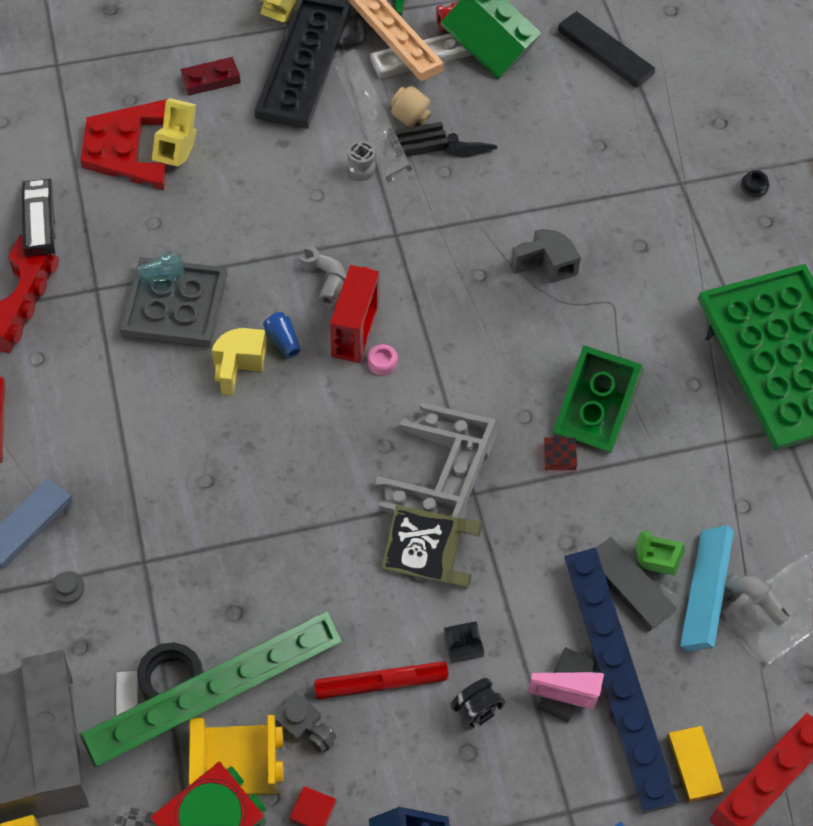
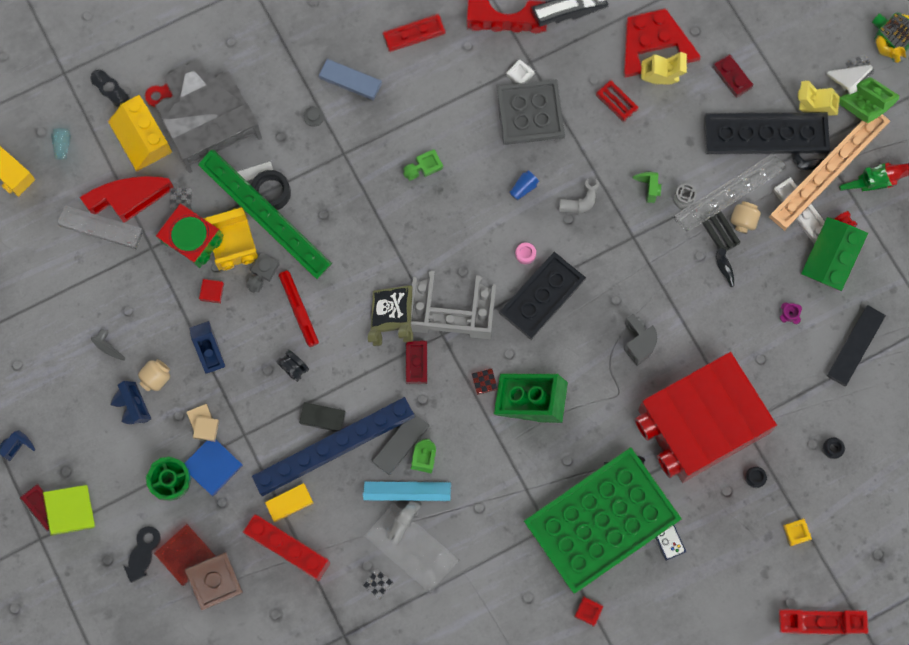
camera: 80 degrees right, 15 degrees up
(108, 303) = (520, 72): none -> white tile
(162, 268) = (548, 97): clear light blue cone -> none
(197, 207) = (628, 113): none -> red tile
(207, 446) = (427, 163): none -> bright green plate
(238, 351) = (501, 159): light yellow brick -> none
(335, 191) = (654, 188): none -> bright green plate
(354, 313) = (548, 223): red window -> none
(453, 352) = (542, 295): none -> black plate
(463, 642) = (335, 350): black tile -> none
(512, 531) = (416, 362): none -> dark red plate
(549, 97) = (795, 309): none -> magenta plate
(572, 688) = (313, 419): bright pink slope -> none
(675, 208) = (704, 418): none -> red brick
(731, 100) = (838, 444): none -> black plate

